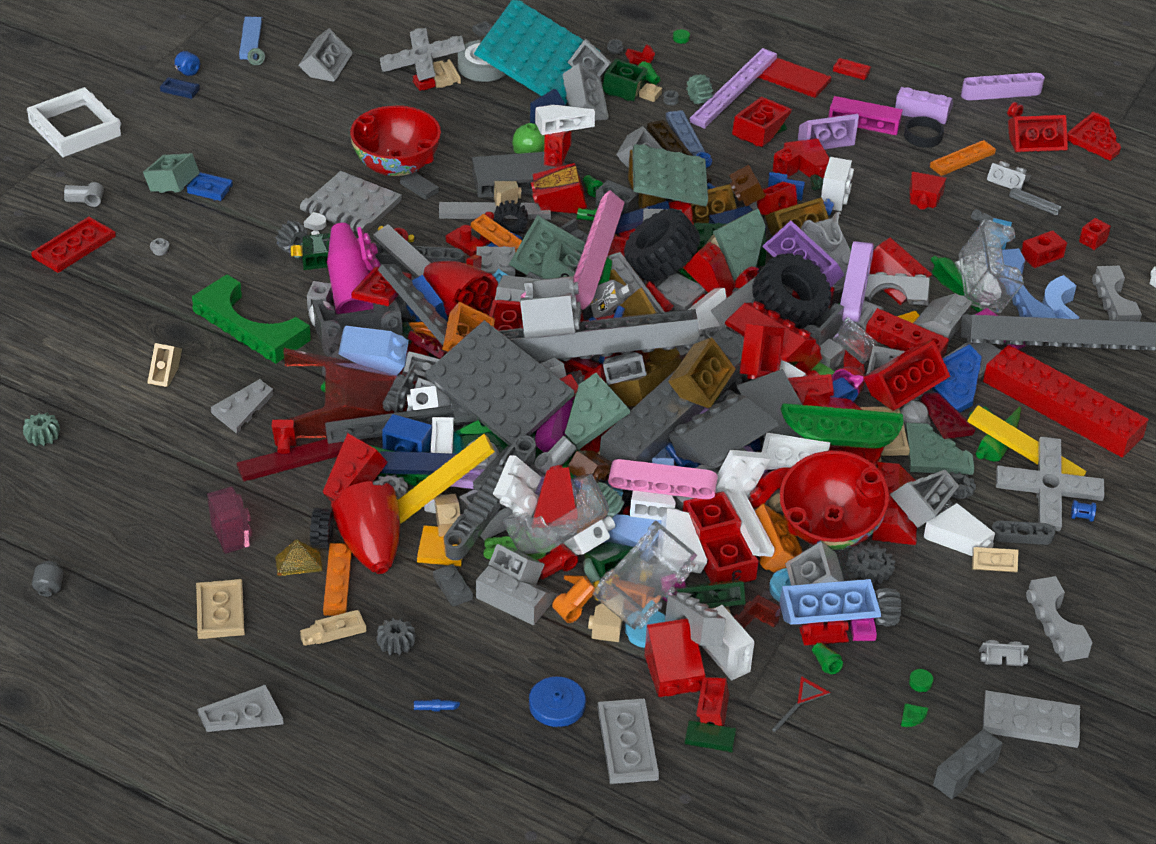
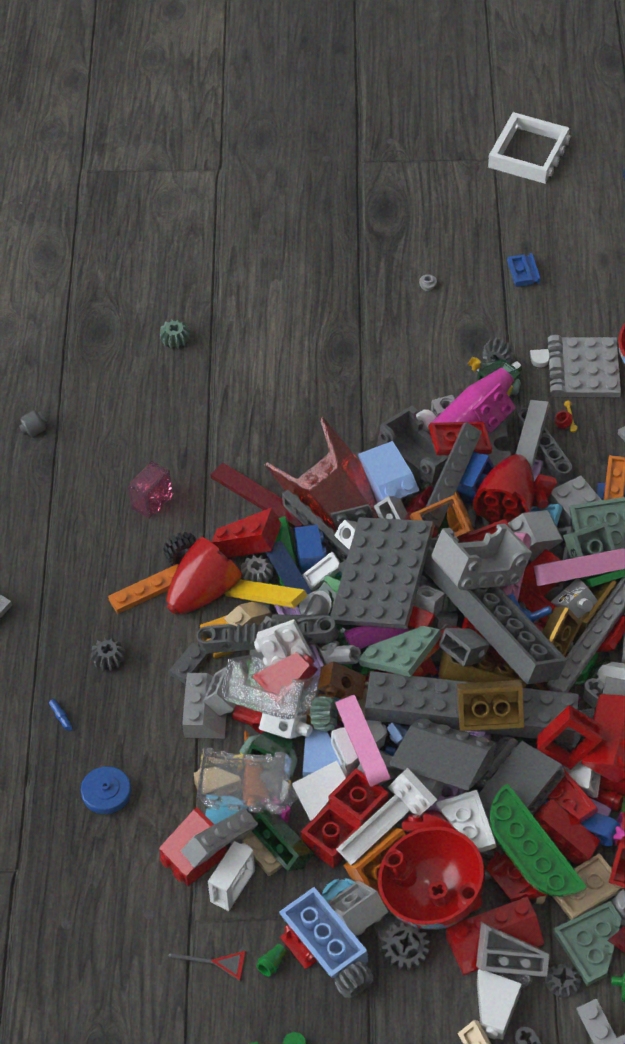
camera: 65 degrees right, 10 degrees up
(73, 244) = (390, 233): red tile -> none
(89, 194) = (450, 207): light grey piece -> none
(164, 364) = (294, 360): tan slope -> none
(171, 172) = (510, 238): sand green brick -> none
(216, 305) = (384, 354): green arch -> none
(220, 609) = (73, 535): tan tile -> none
(240, 406) = (287, 430): light grey wing -> none
(284, 435) = (261, 474): red tile -> none
(298, 559) = (150, 555): clear yellow slope -> none
(333, 628) = (94, 613): tan hinge -> none
(462, 239) = (597, 467): red tile -> none
(570, 604) = (217, 745): orange piece -> none
(627, 741) = (95, 856): light grey plate -> none
(710, 736) = (137, 912): dark green tile -> none
(713, 701) = (167, 898): red hinge -> none
(761, 609) = (289, 879): clear red bracket -> none
(863, 629) = (320, 976): dark pink plate -> none

